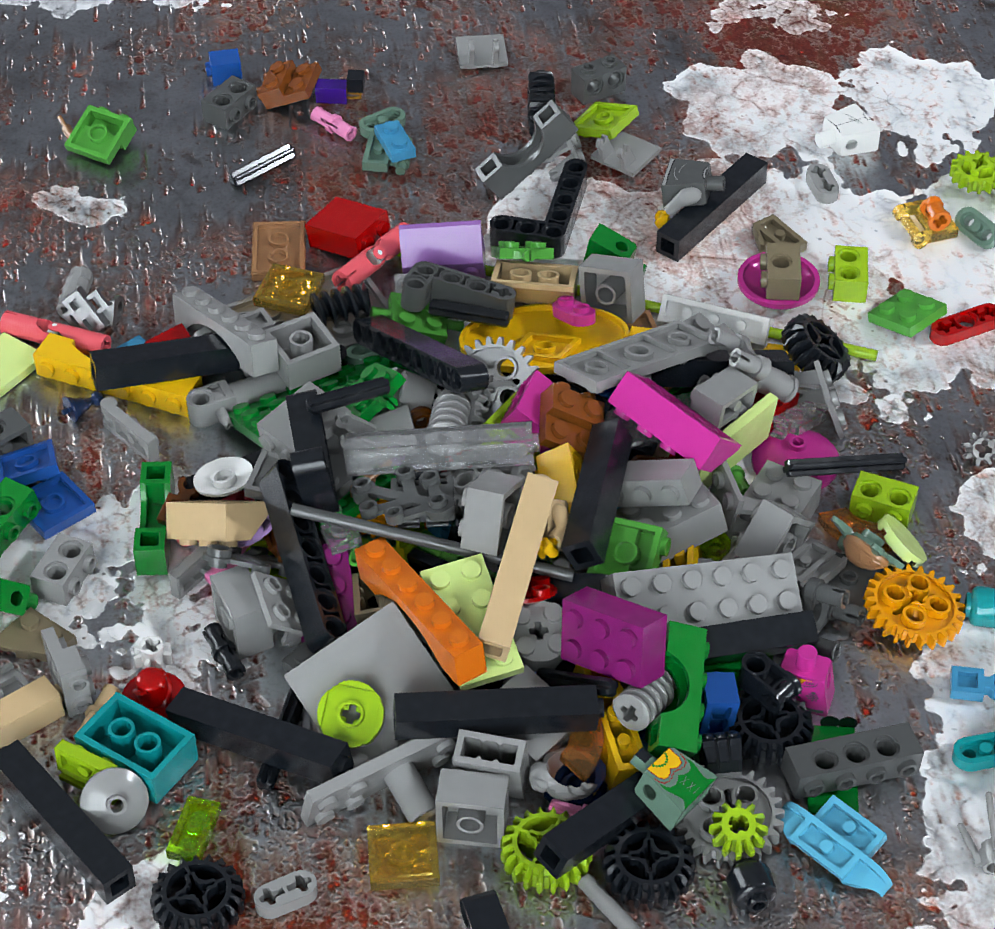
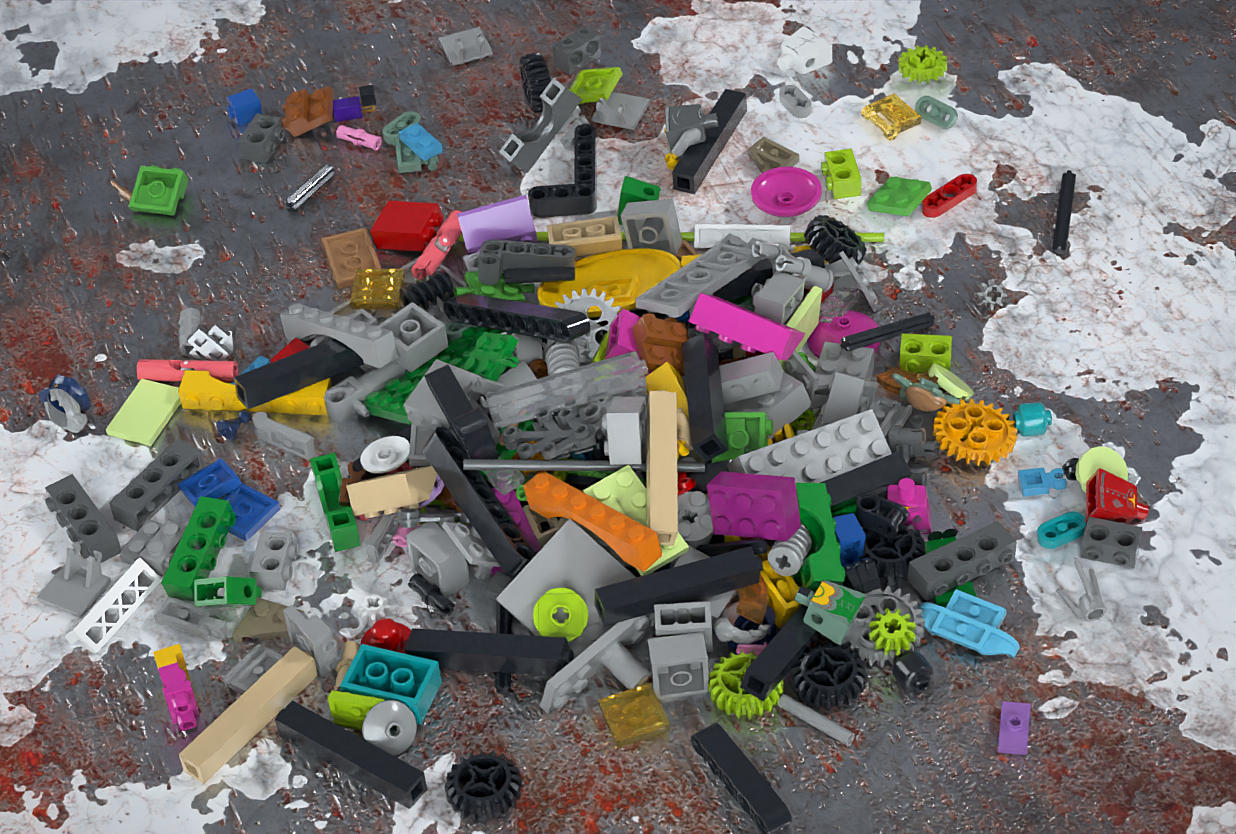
camera: 10 degrees left, 0 degrees up
(193, 829) = (459, 735): clear neon green plate -> none
(285, 894) = (553, 768): light grey beam -> none
(347, 395) = (477, 363): black axle -> none
(529, 252) = (572, 212): bright green plate -> none
(573, 312) = (626, 255): dark pink plate -> none
(782, 271) = (788, 184): dark tan brick -> none
(937, 217) = (896, 104): orange bush -> none

